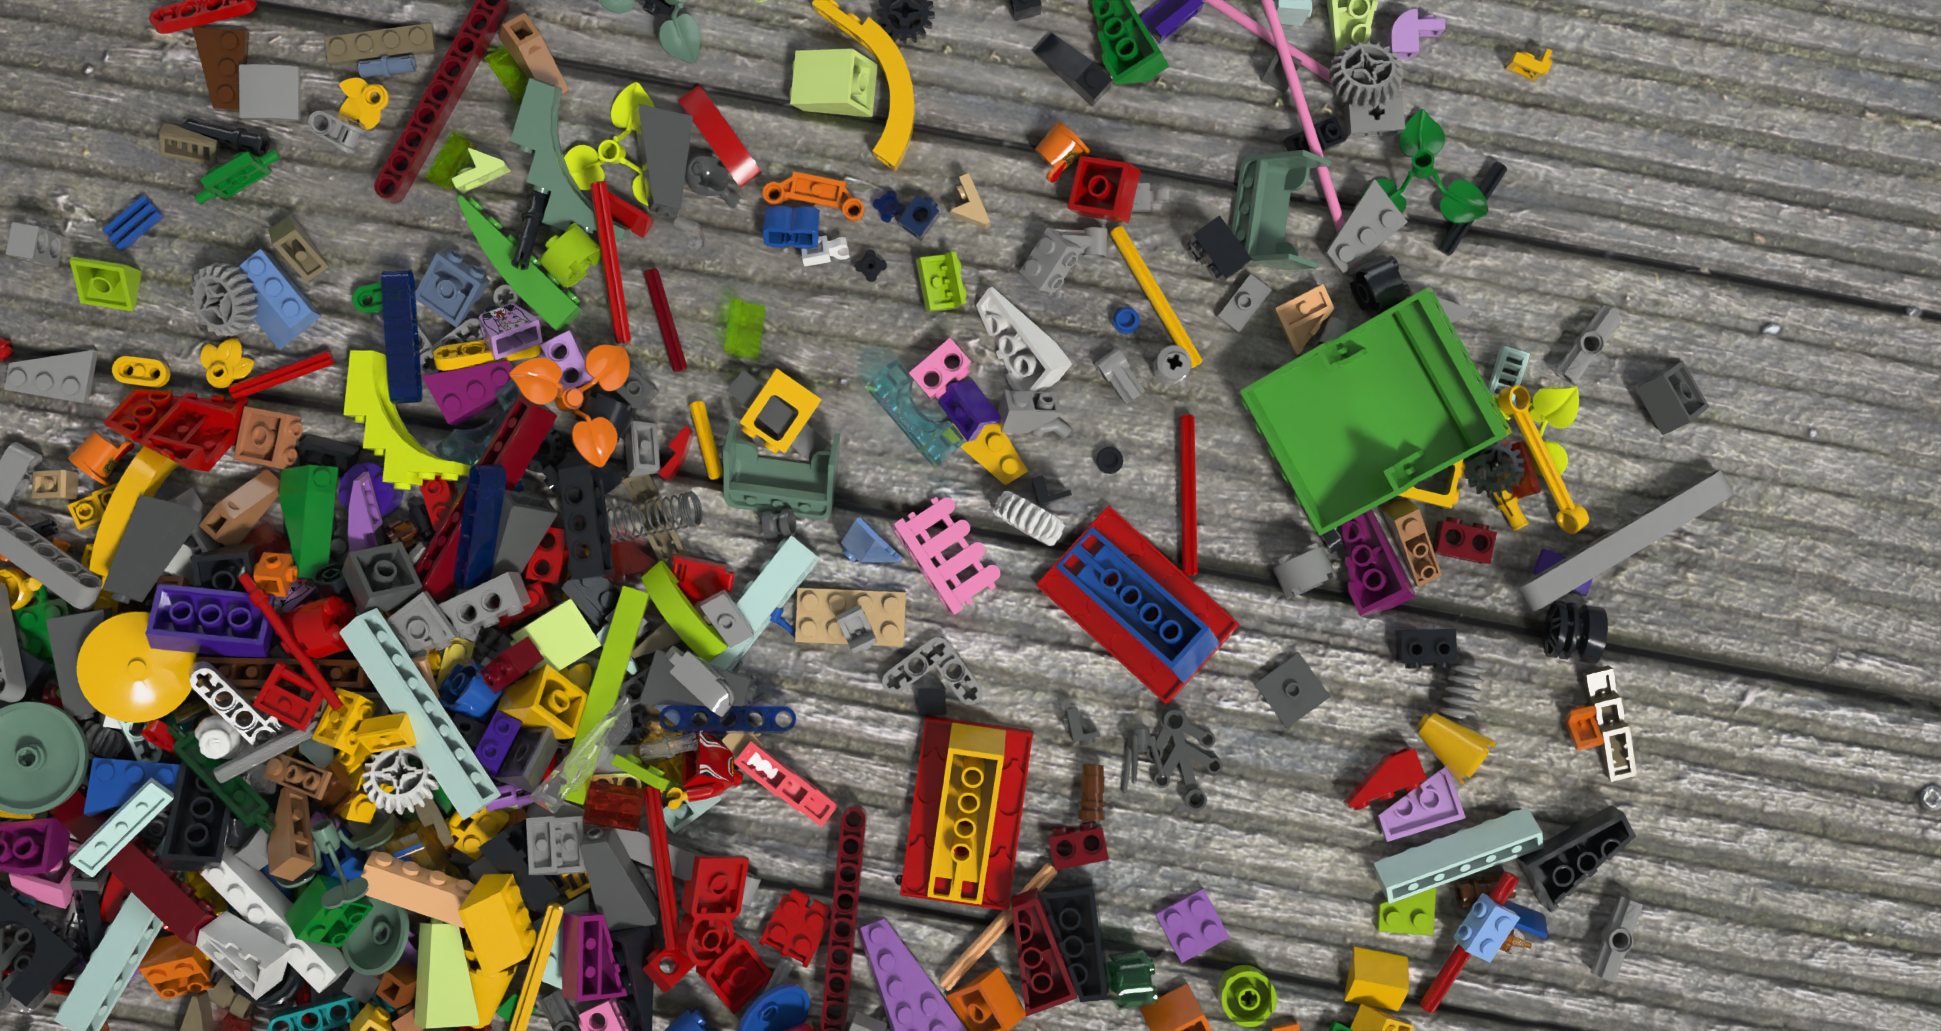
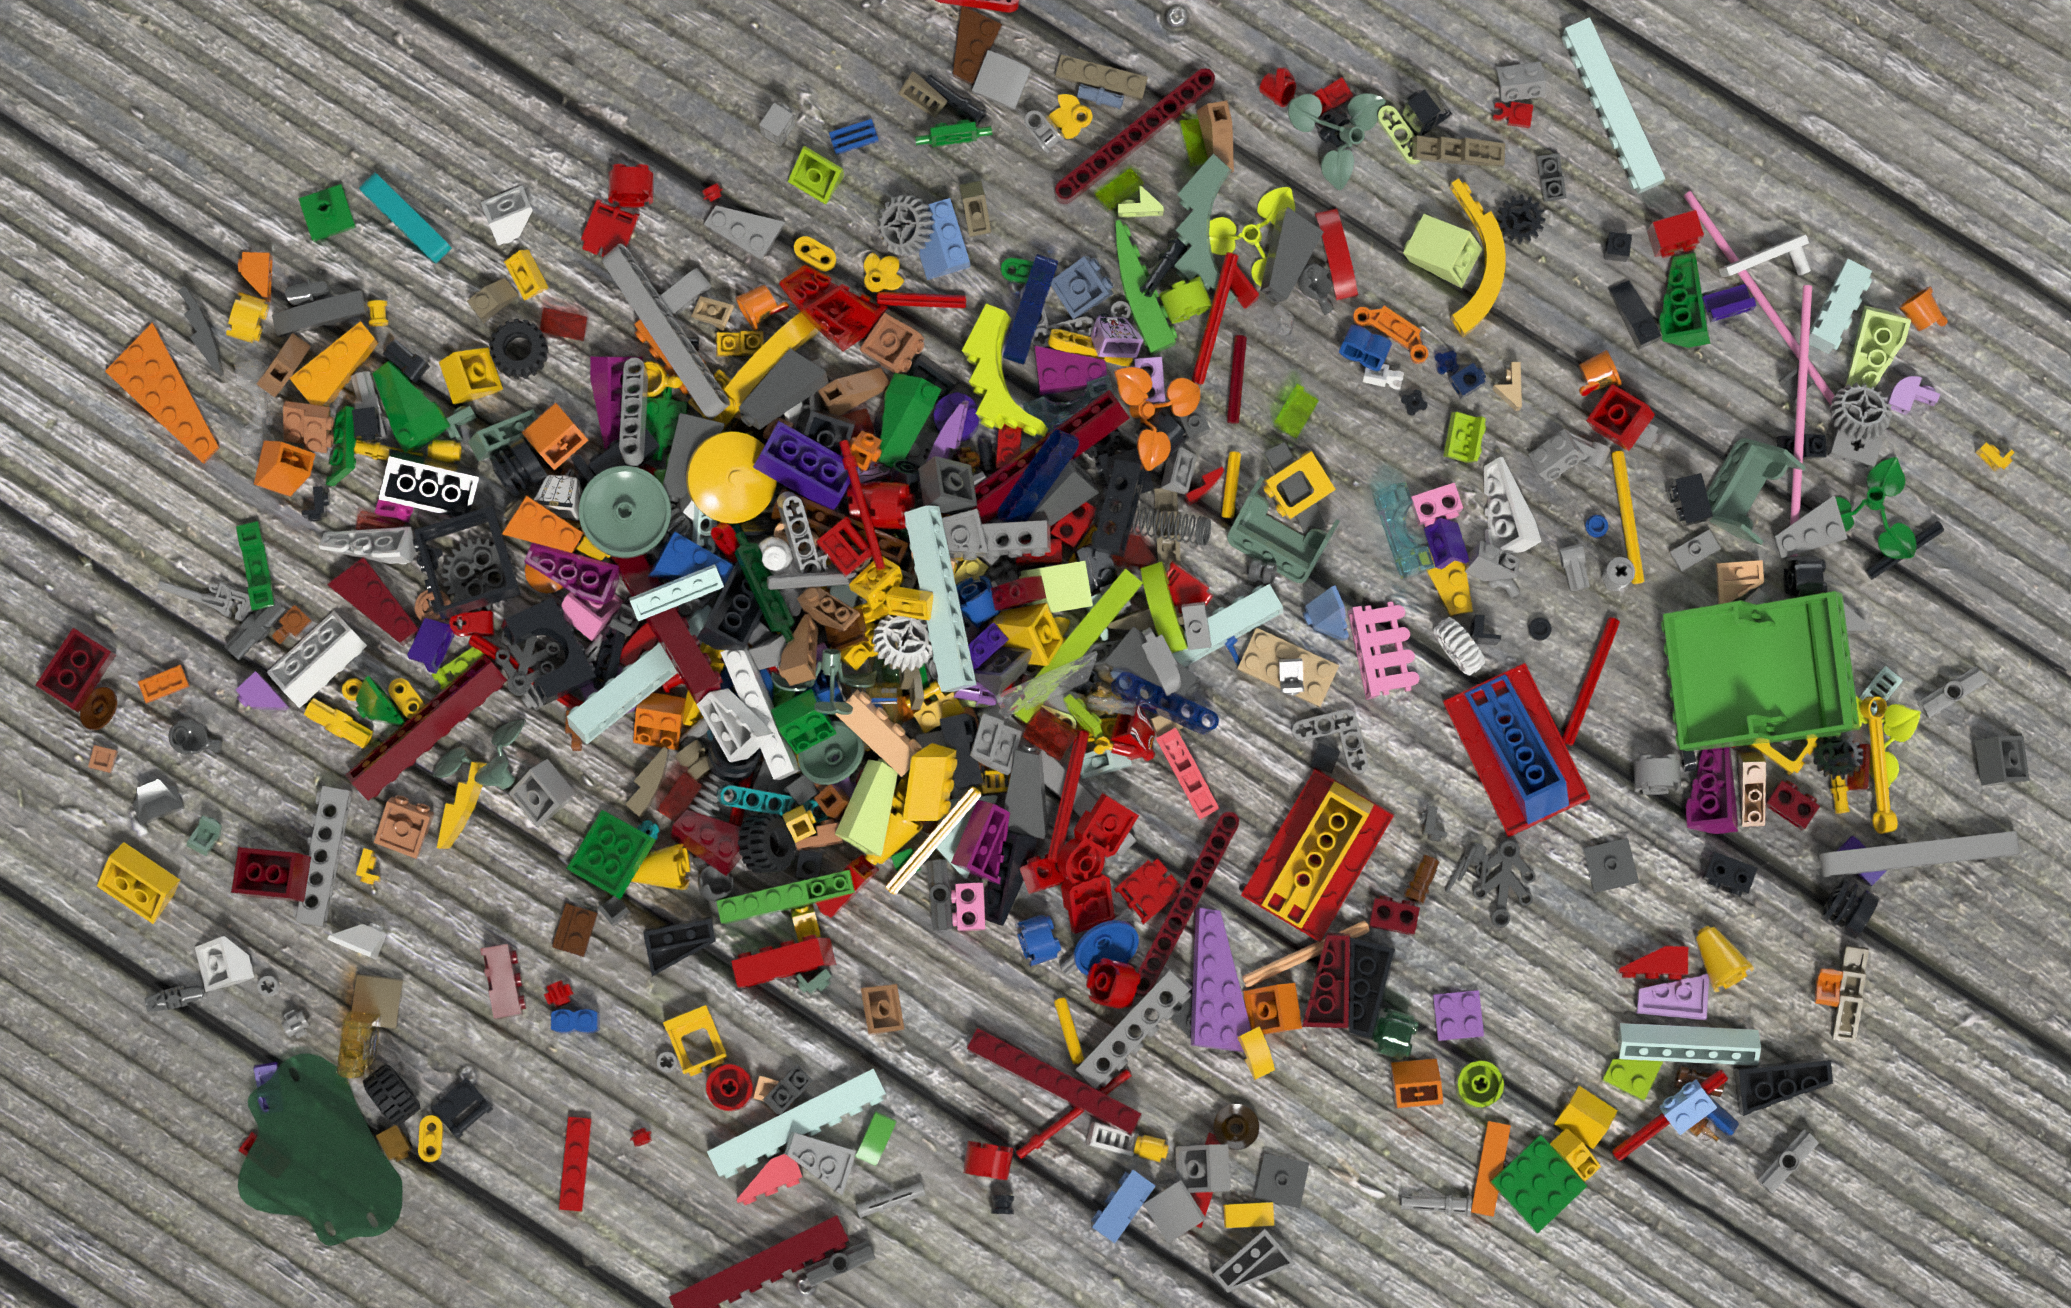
camera: 20 degrees right, 5 degrees down
(1462, 690) = (1743, 919): light grey piece -> none

